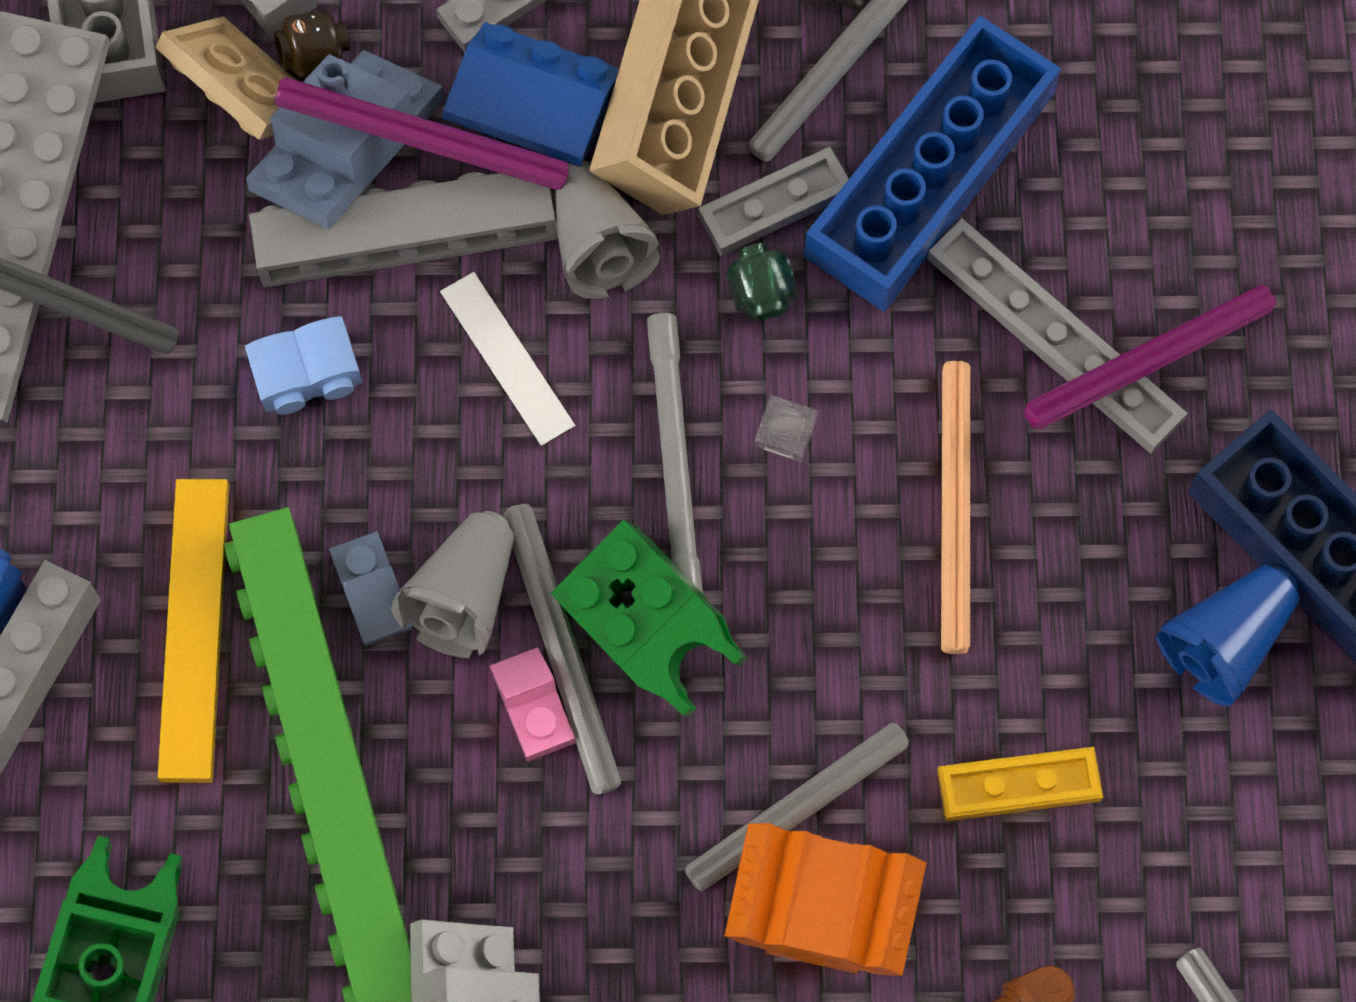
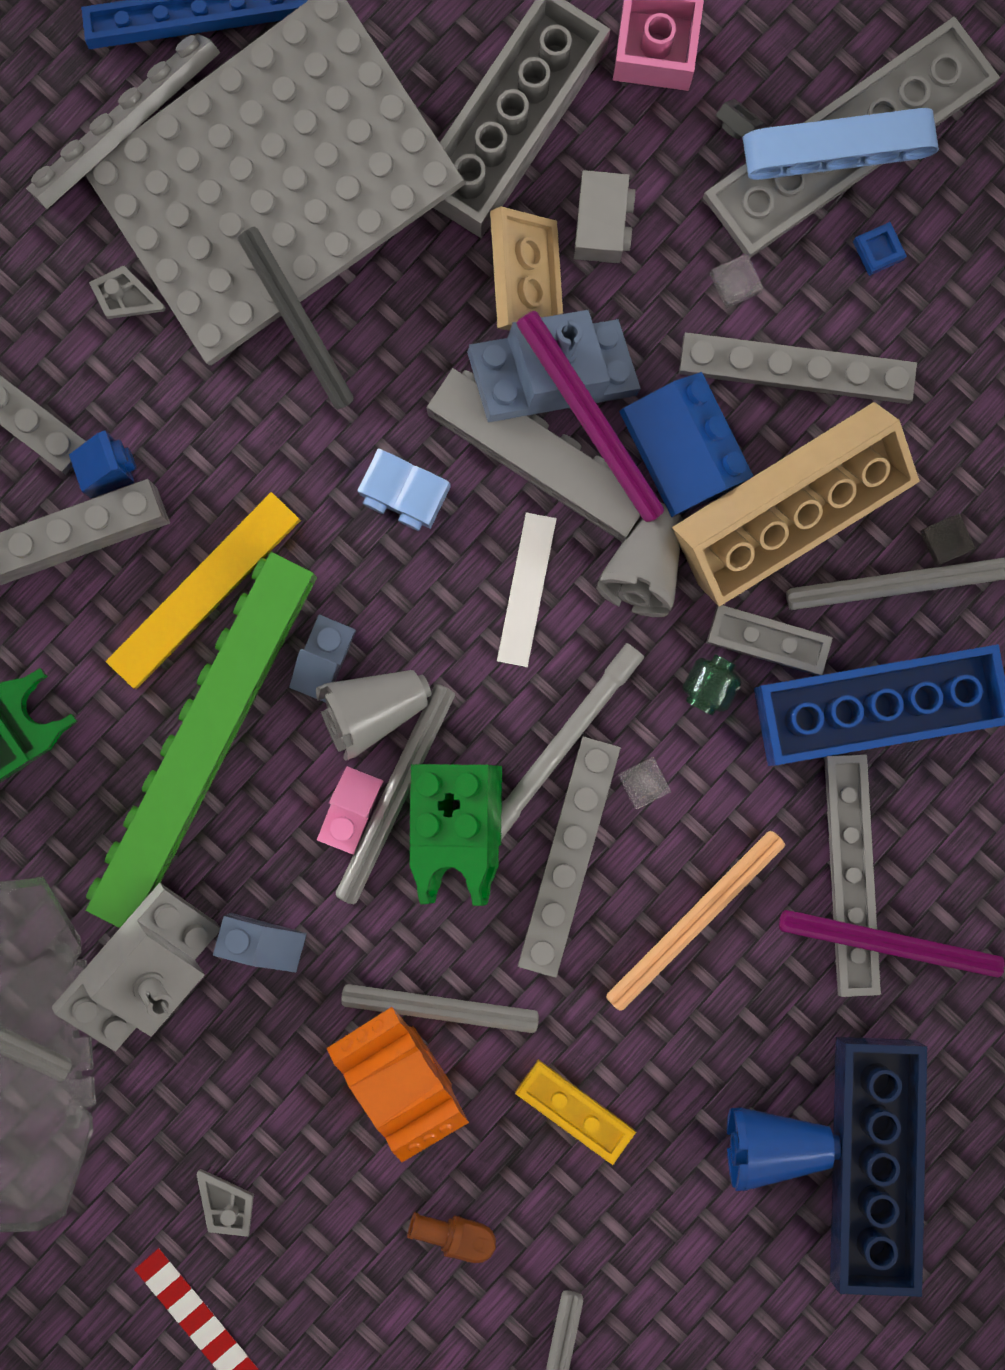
camera: 35 degrees right, 15 degrees up
(308, 40) = (590, 287): dark brown head -> none
(563, 903) = (259, 943): none -> sand blue slope
(783, 558) = (569, 857): none -> light grey plate

